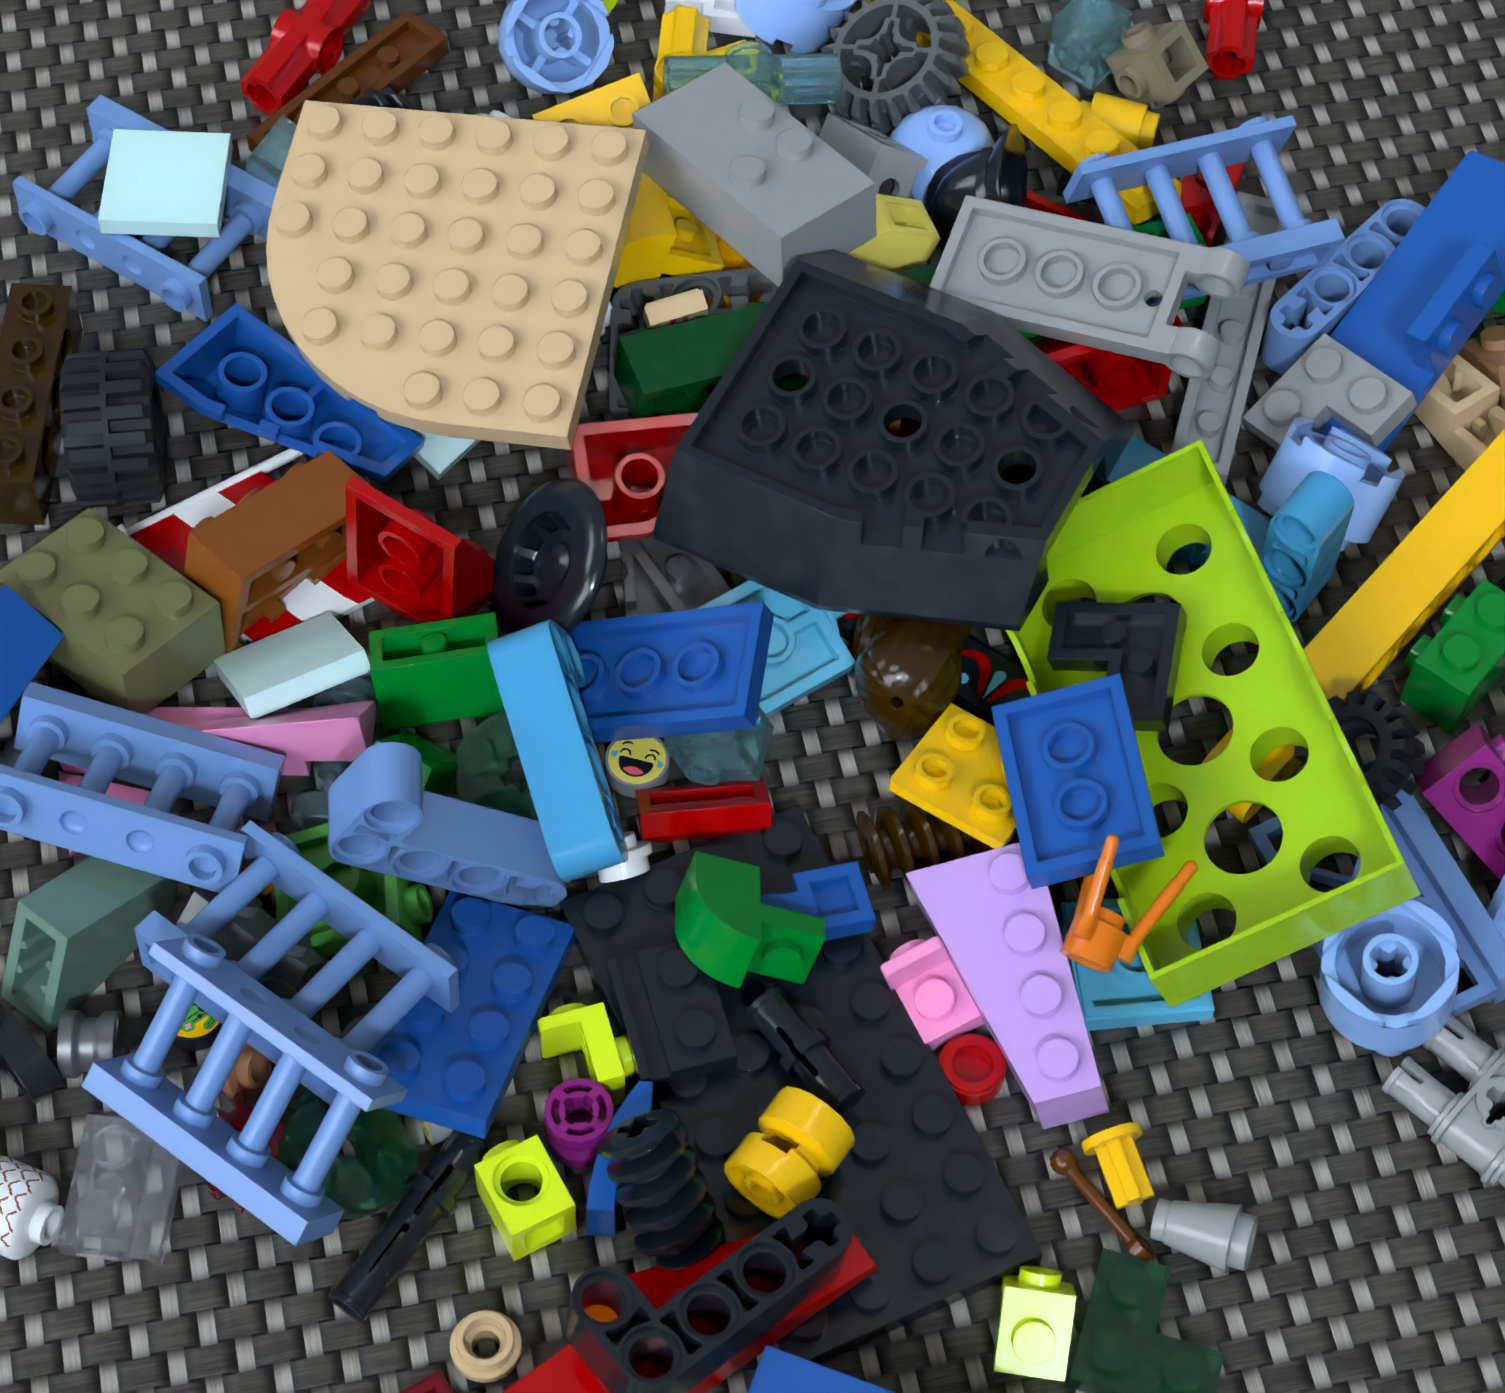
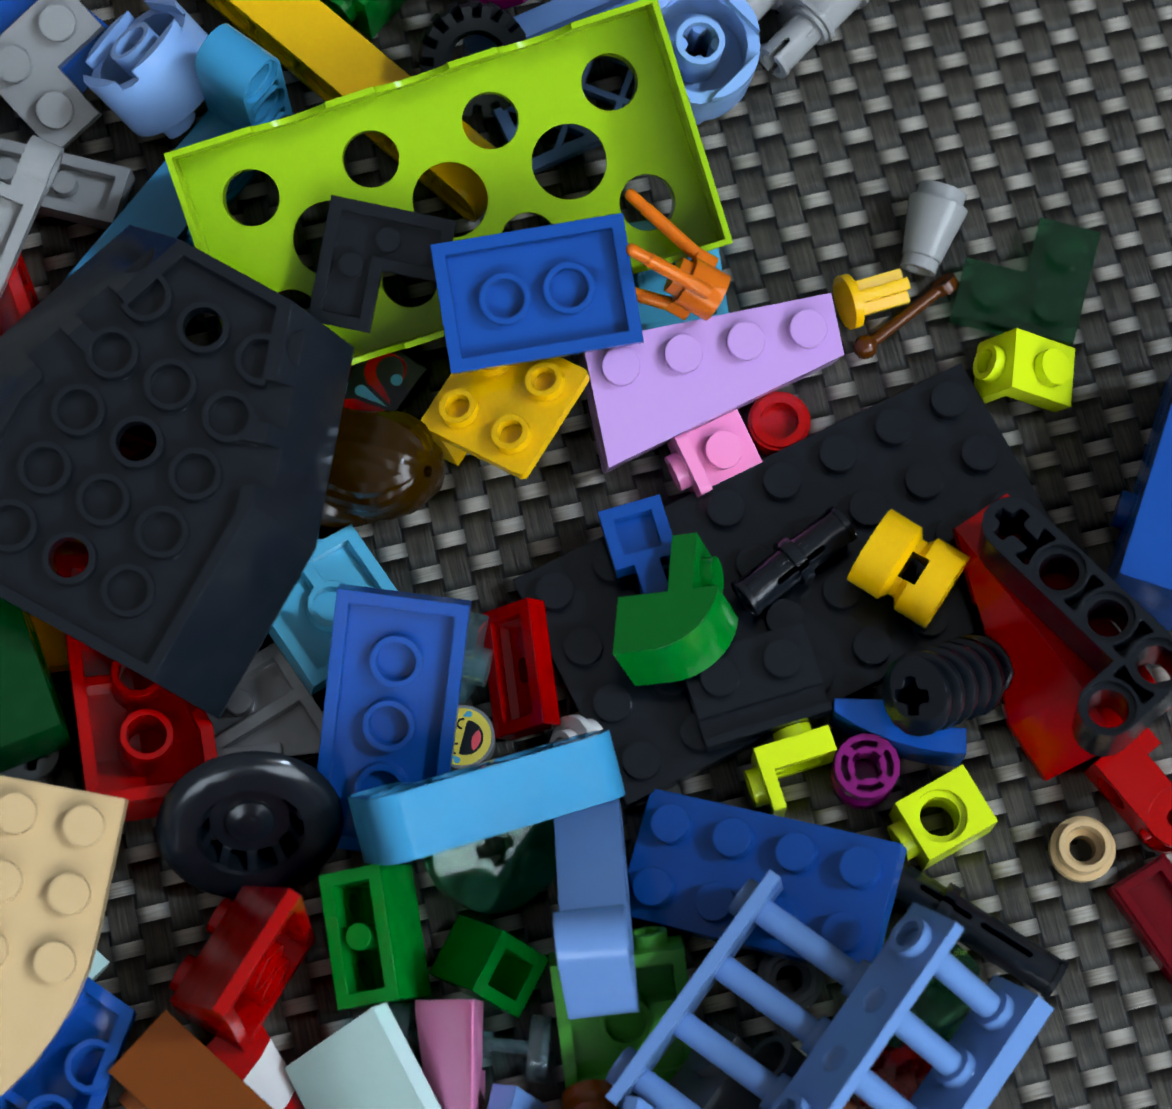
camera: 85 degrees left, 15 degrees up
(910, 841) = (557, 480): dark brown piece -> none

